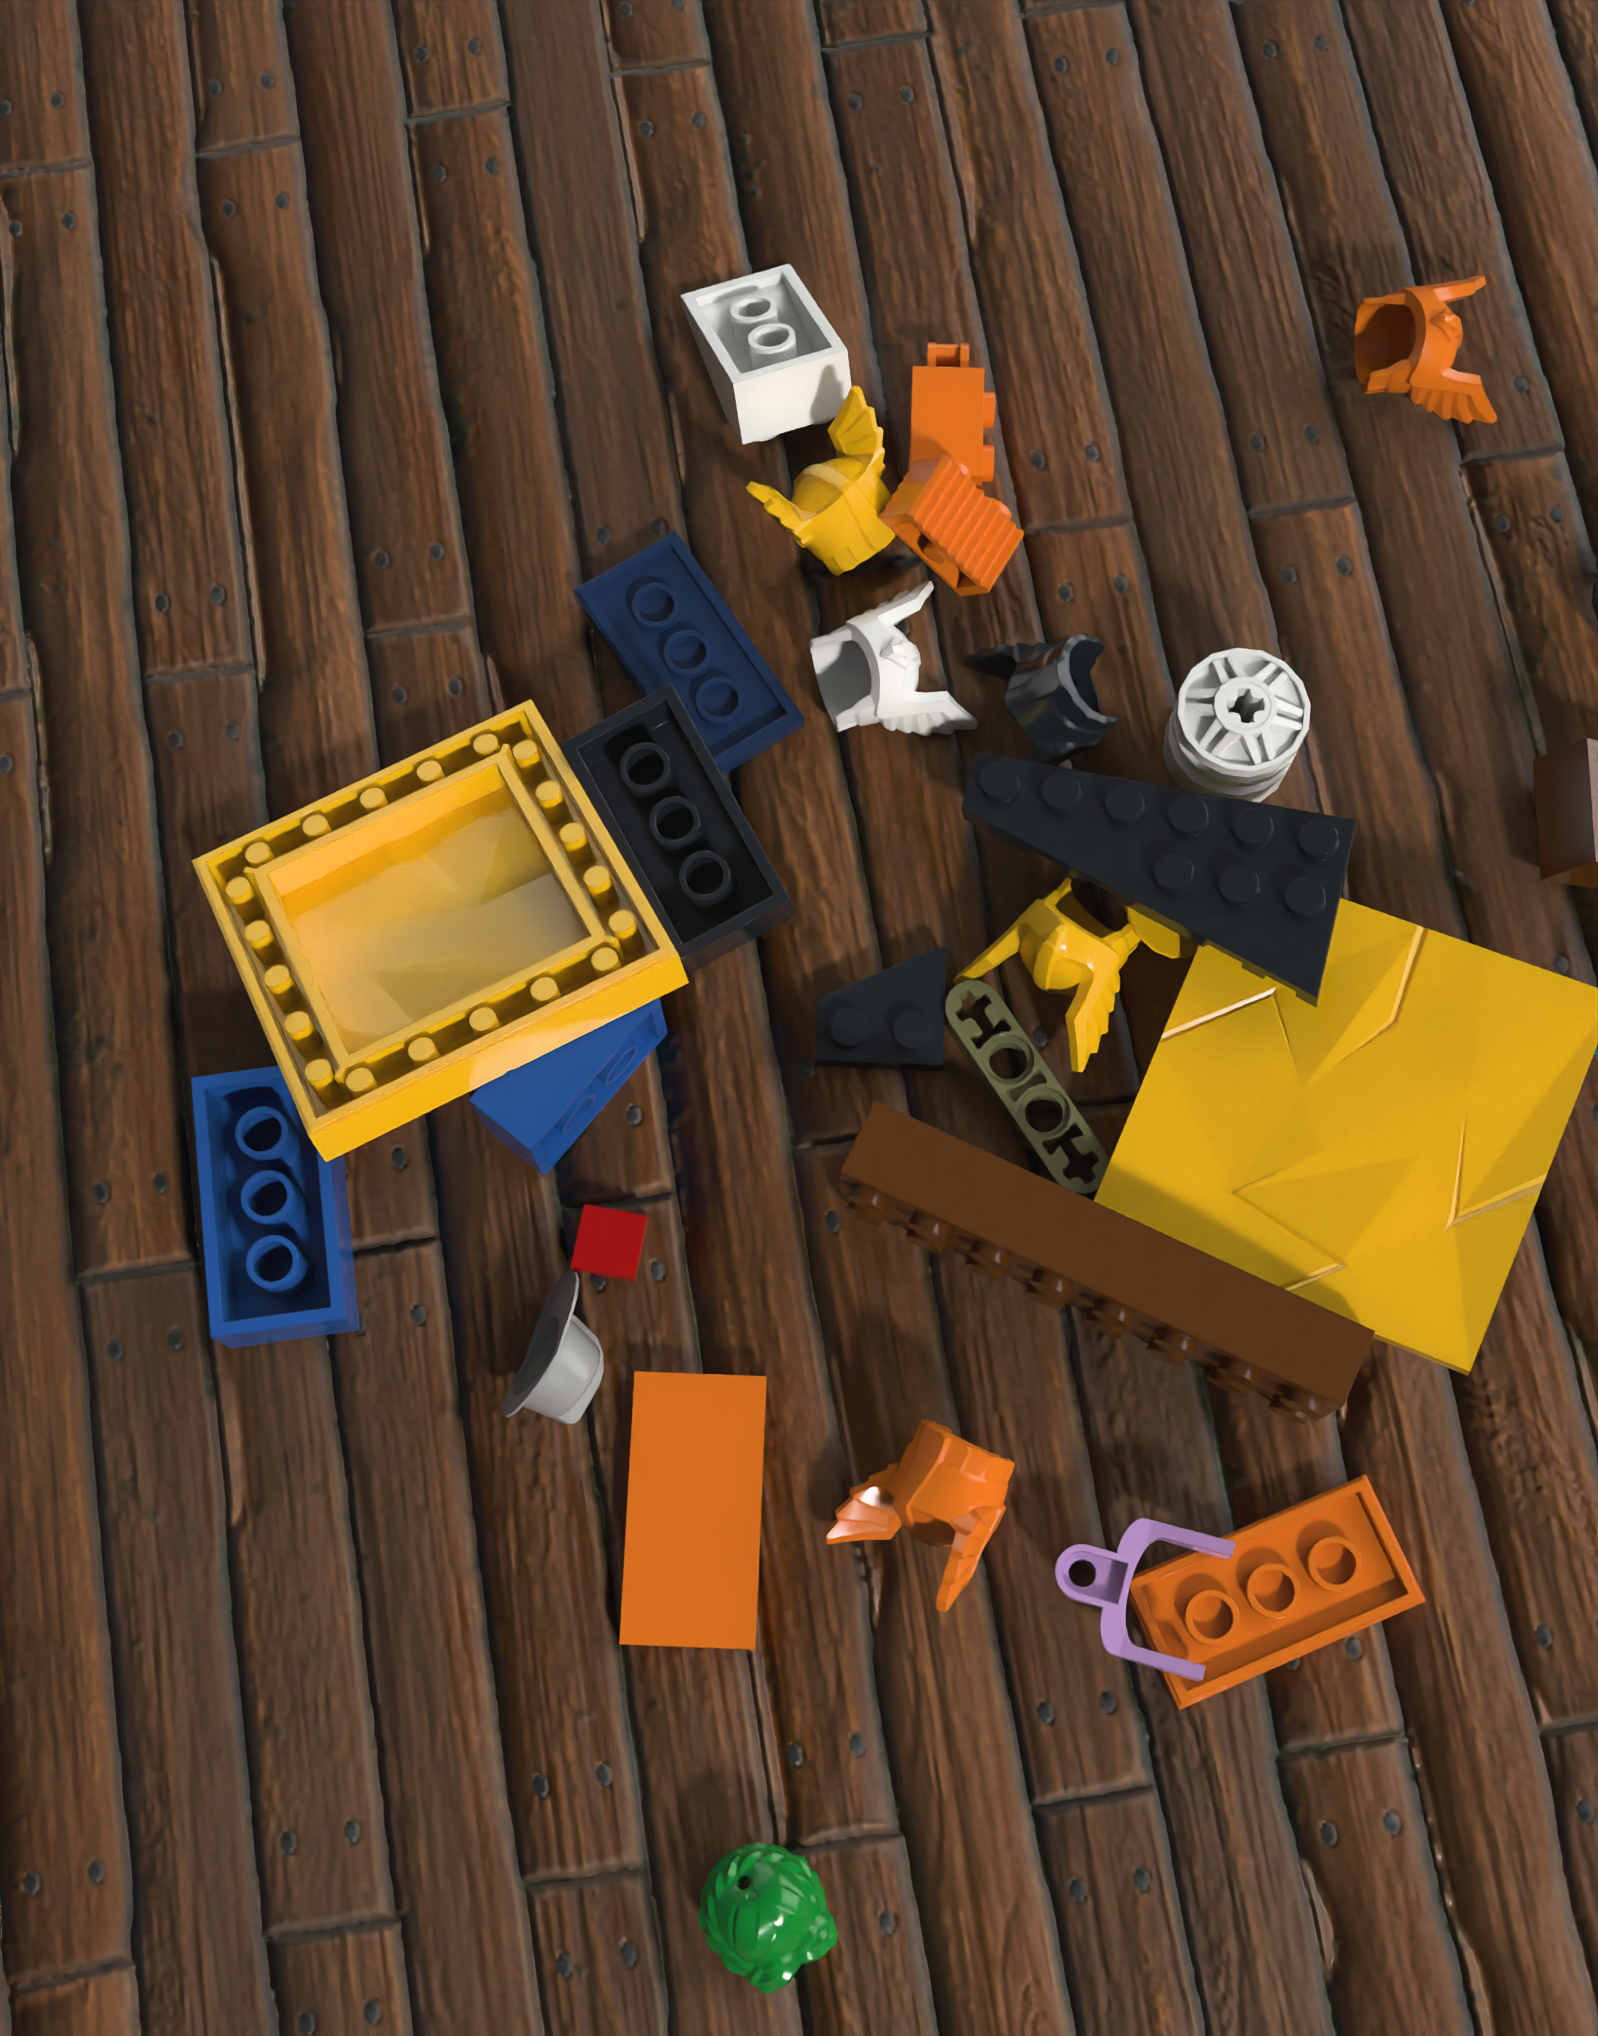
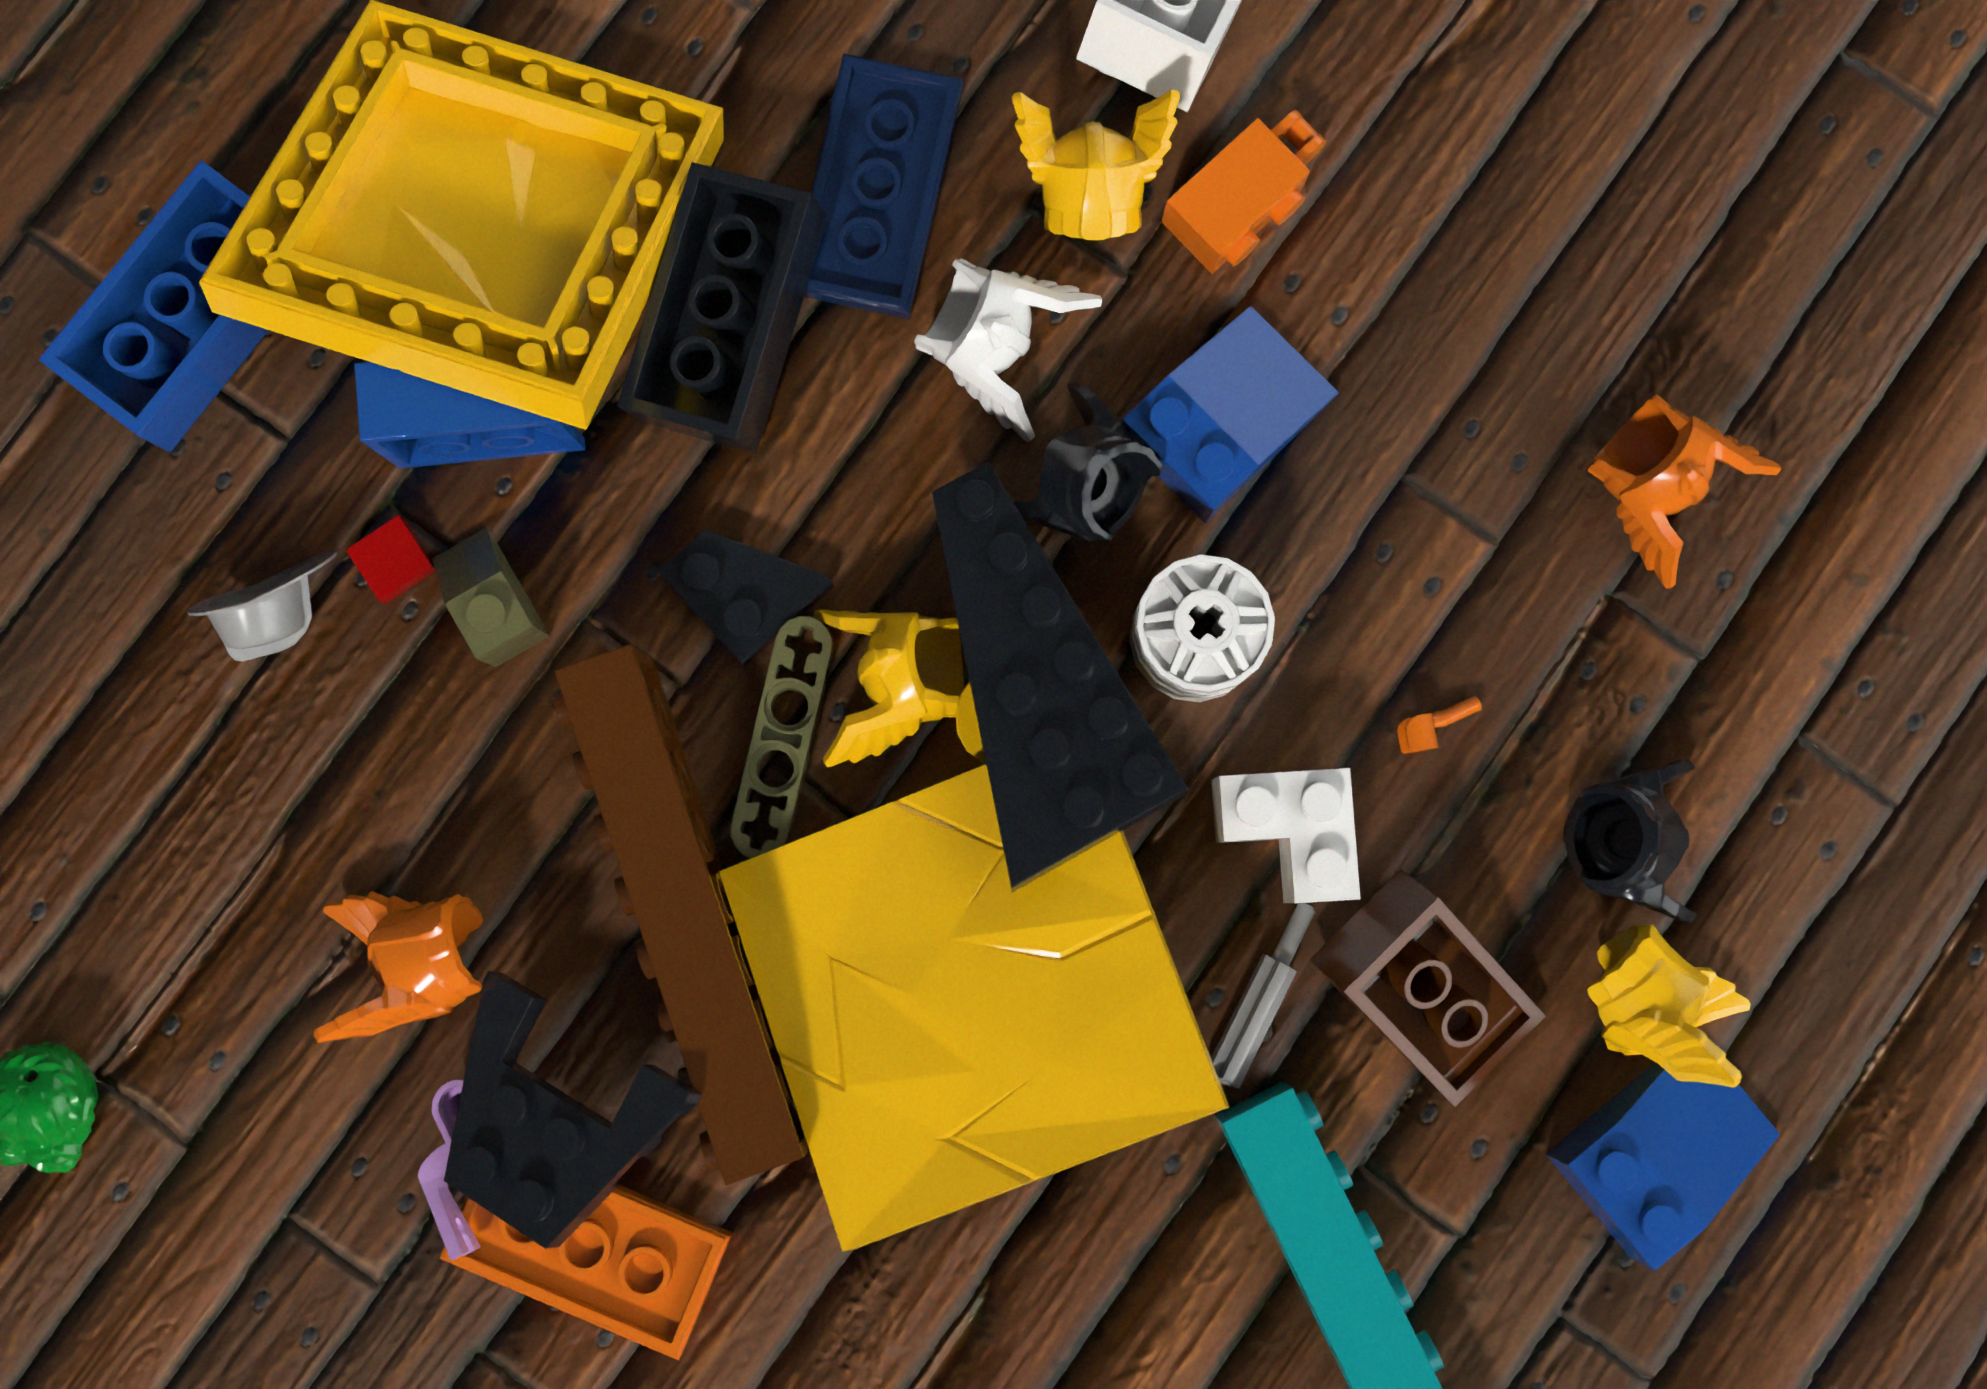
camera: 45 degrees right, 10 degrees up
(694, 1511) = (263, 799): orange tile -> none
(712, 1196) = (487, 600): none -> olive slope
(952, 524) = (1157, 270): orange brick -> none
(1096, 576) = (1228, 412): none -> blue slope
(1177, 1531) = (531, 1147): none -> black wing
(1443, 788) = (1310, 818): none -> white brick
(1444, 663) = (1419, 732): none -> orange hand
(1529, 918) = (1259, 1003): none -> light grey axle

